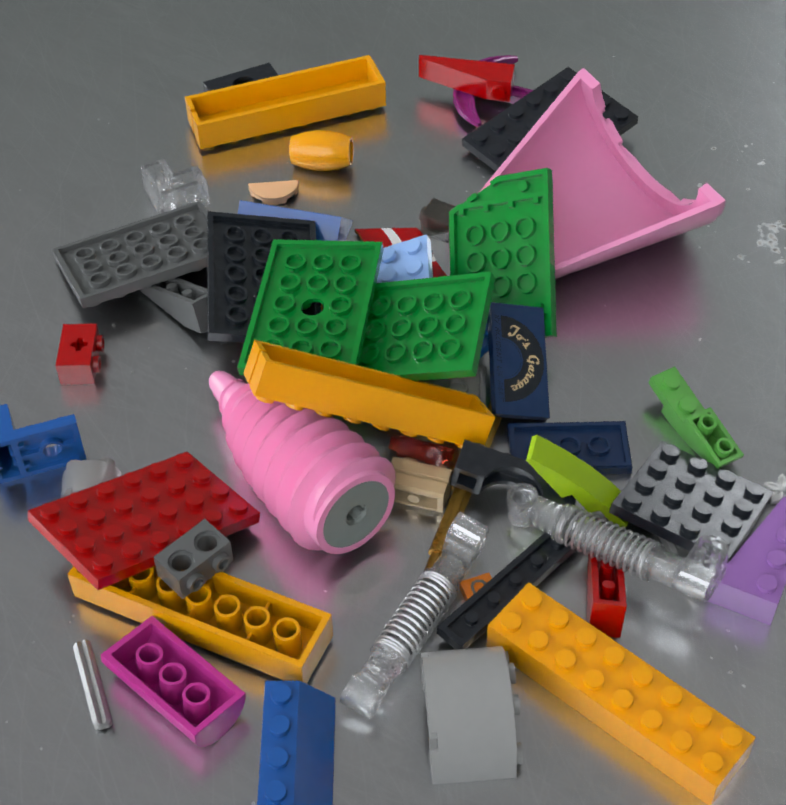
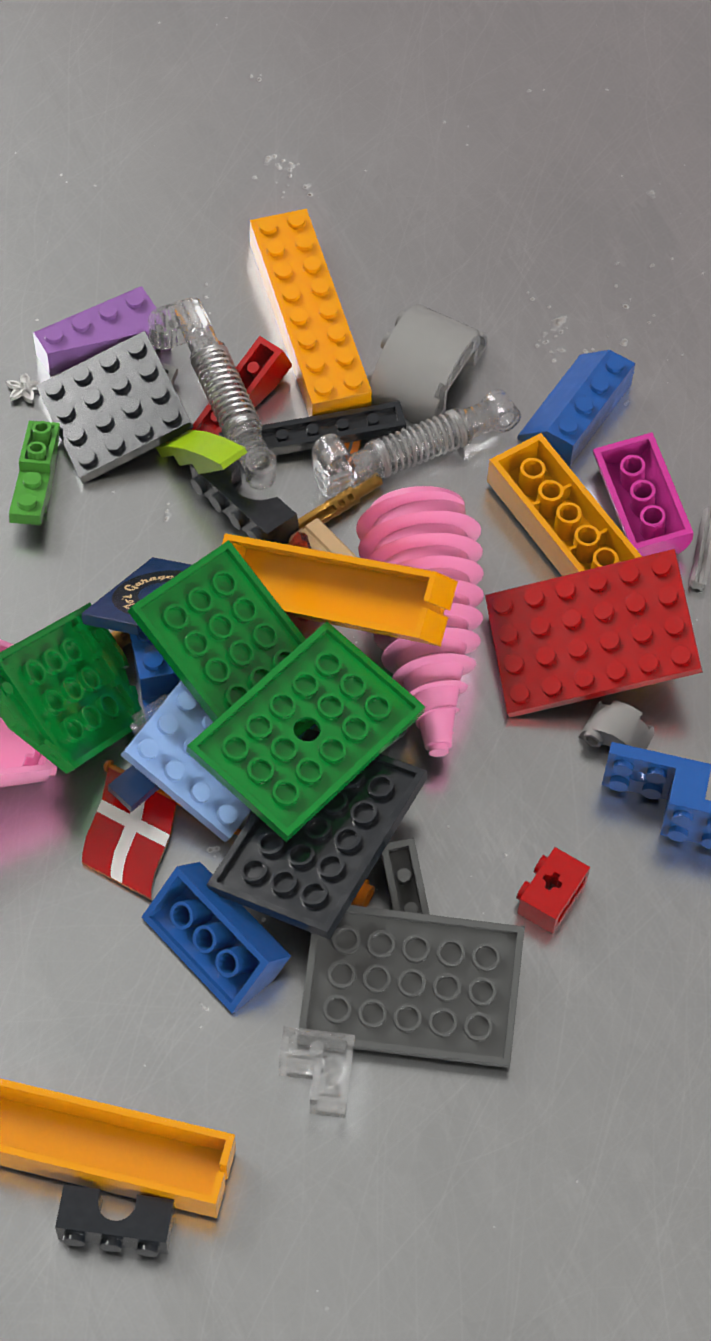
camera: 150 degrees left, 10 degrees up
(190, 555) = (578, 552): dark grey brick -> none
(274, 192) = (198, 1013): light nougat tile -> none
(321, 150) = (105, 1024): light orange piece -> none
(435, 219) = (56, 841): clear smoke brick -> none
(599, 444) = (158, 521): dark blue tile -> none

